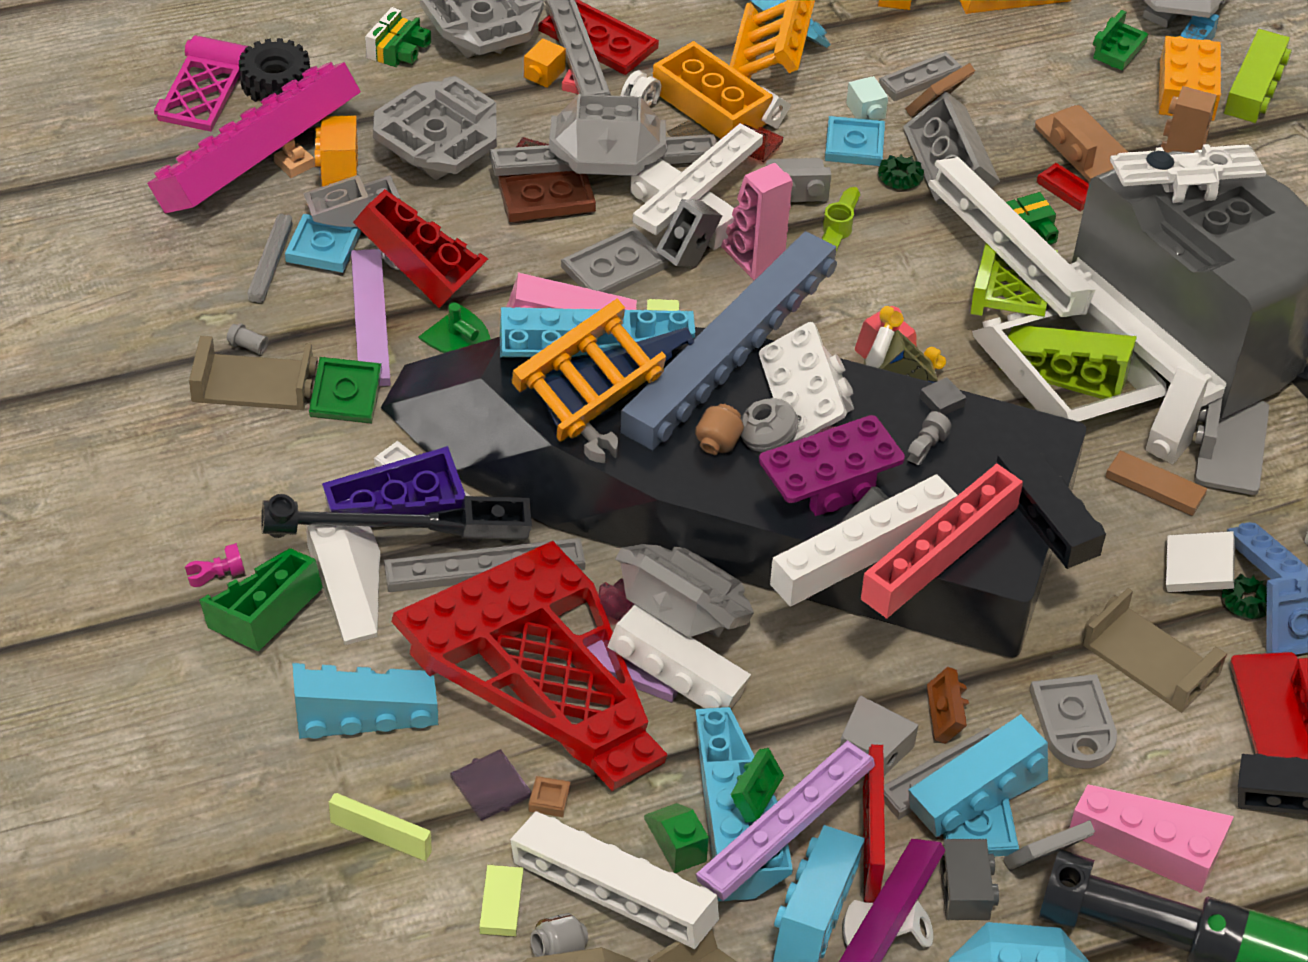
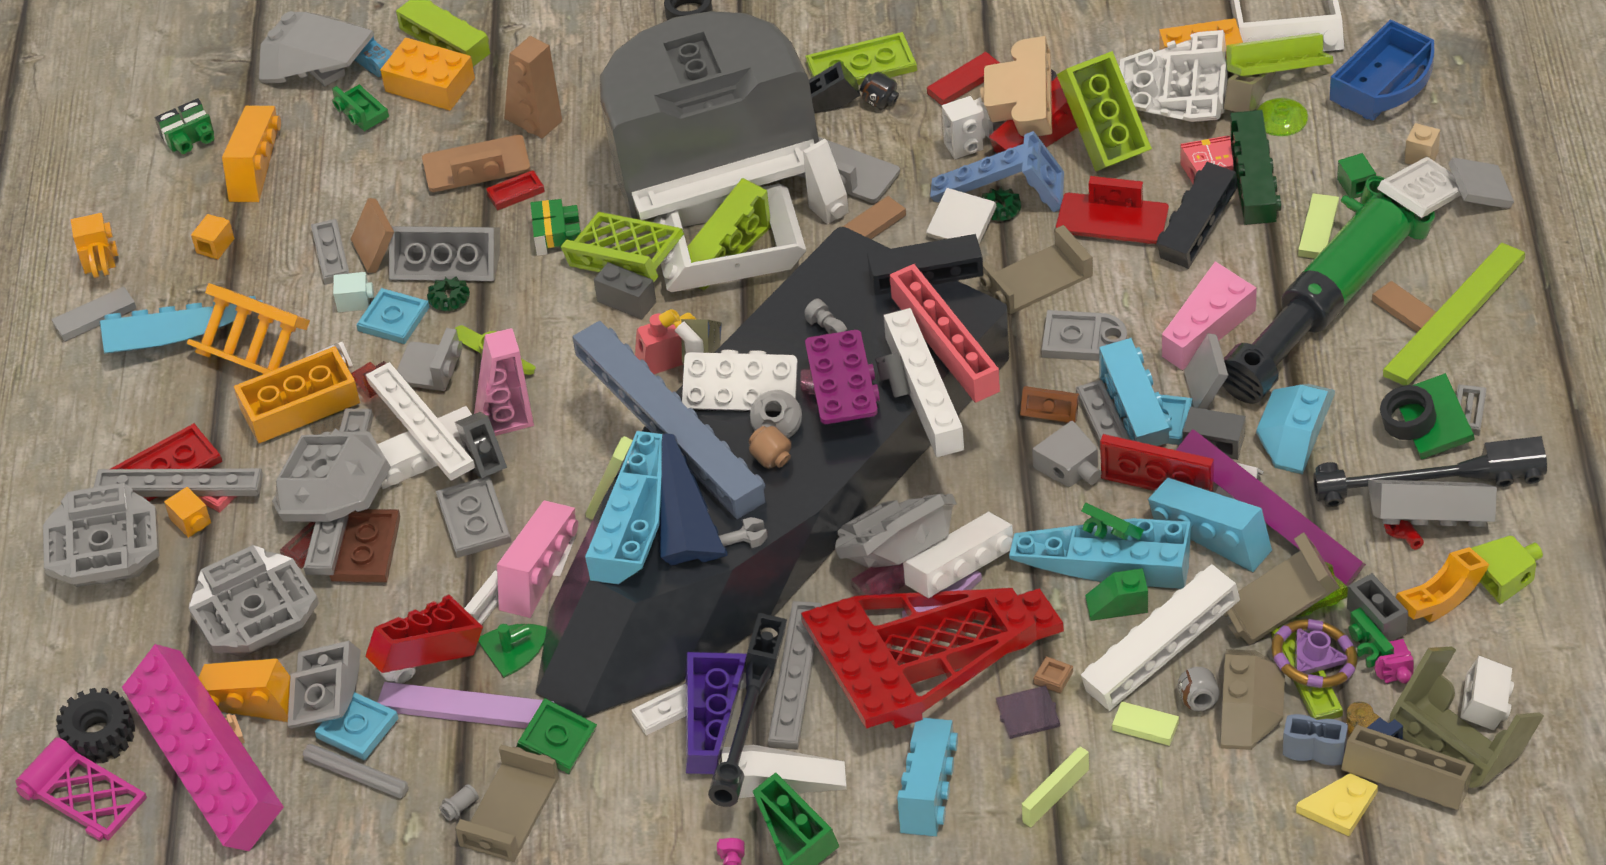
camera: 65 degrees left, 0 degrees up
(396, 39) = (94, 622): green hips -> none
(490, 291) = (484, 600): none -> white tile
(584, 338) = (670, 523): light orange fence -> none
(641, 86) = (269, 447): white wheel -> none
(785, 820) = (1153, 509): lavender tile -> none
(943, 396) = (781, 302): flat silver tile -> none
(956, 299) = (625, 290): none -> dark grey brick
(1012, 238) = (587, 228): white tile -> none
(1181, 170) = (640, 82): white piece -> none

